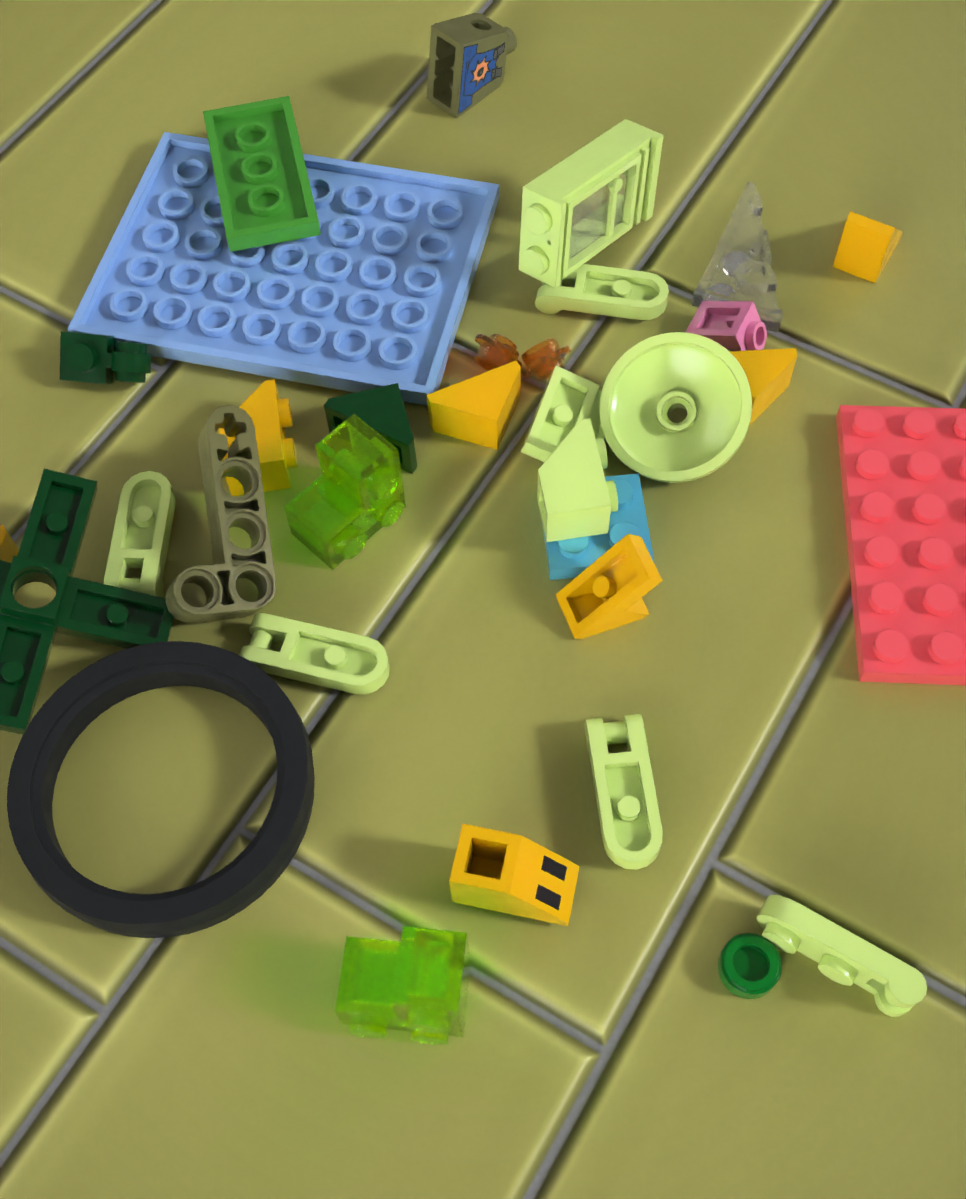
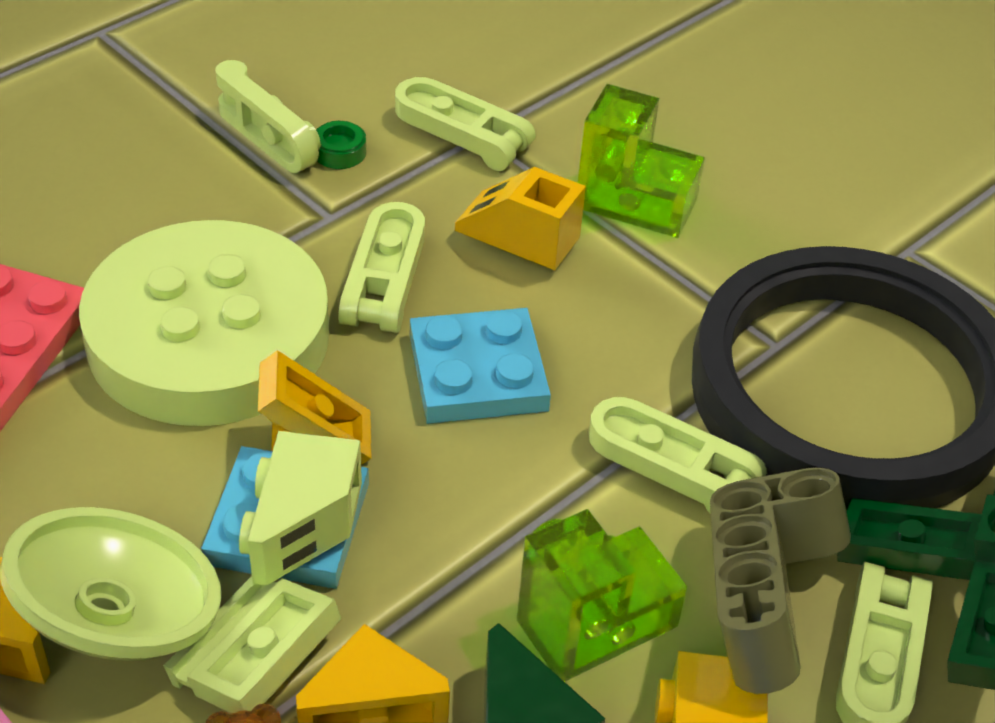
camera: 170 degrees left, 15 degrees down
(502, 710) = (478, 365): none -> medium azure plate
(634, 1042) = (463, 120): none -> yellowish green plate
(749, 674) = (193, 311): none -> yellowish green brick

